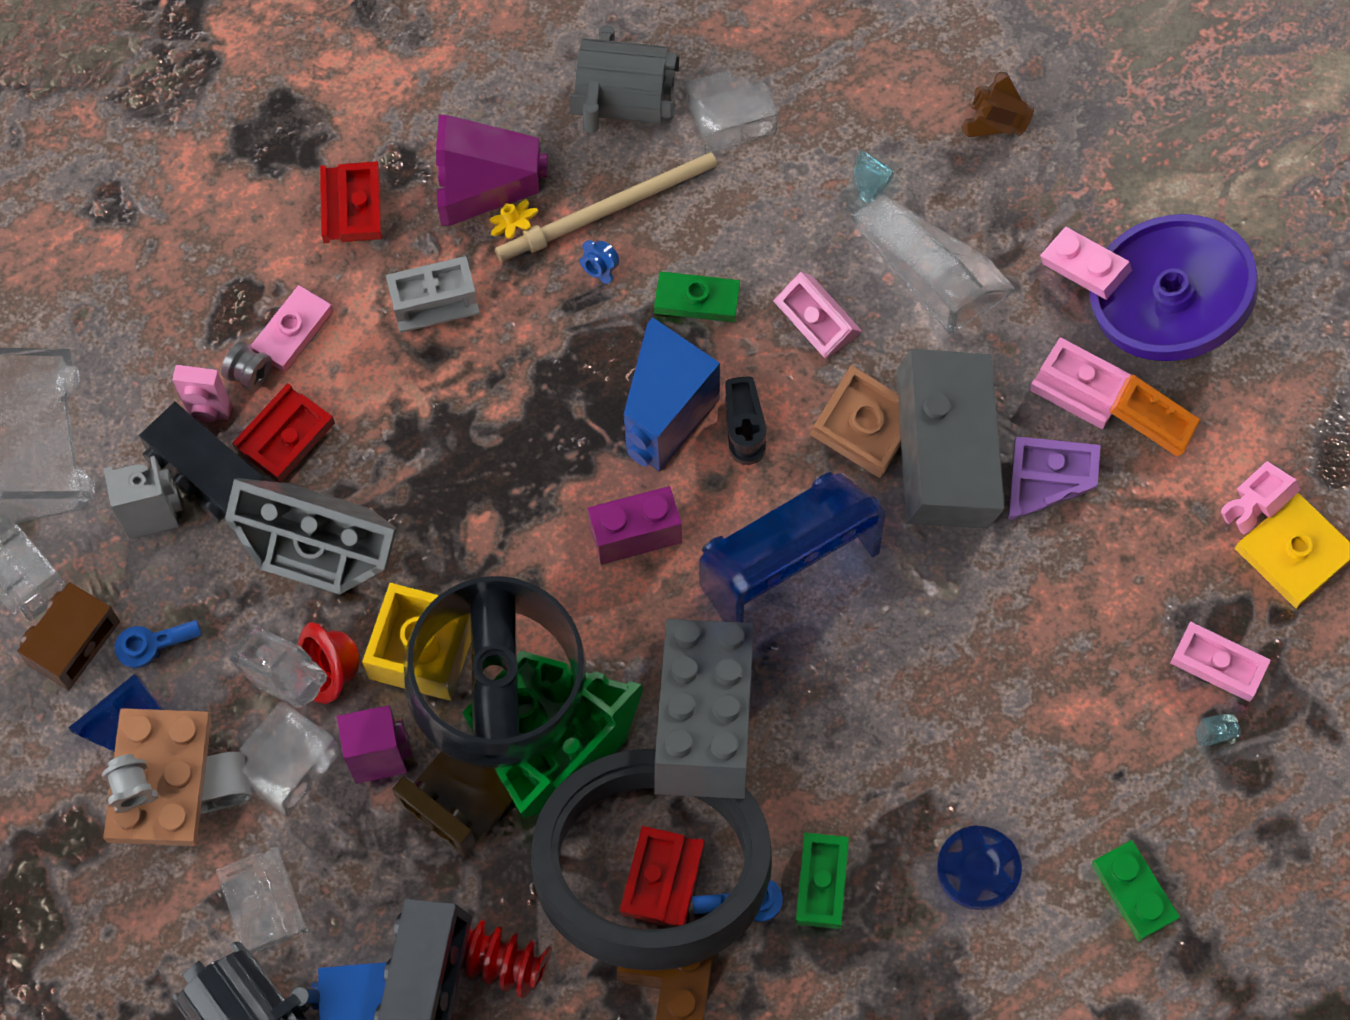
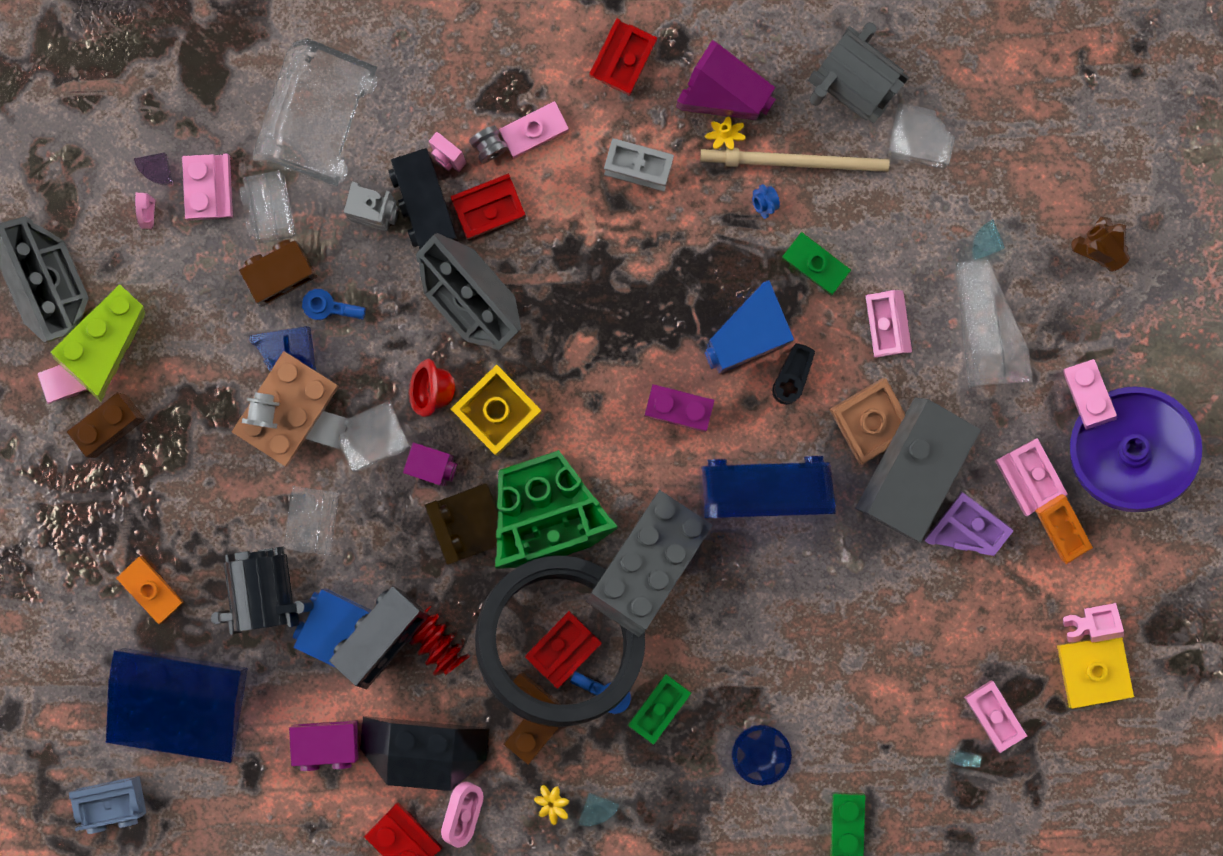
camera: 30 degrees right, 20 degrees up
(278, 667) = (396, 378): clear brick -> none
(493, 612) = (515, 496): black cylinder -> none

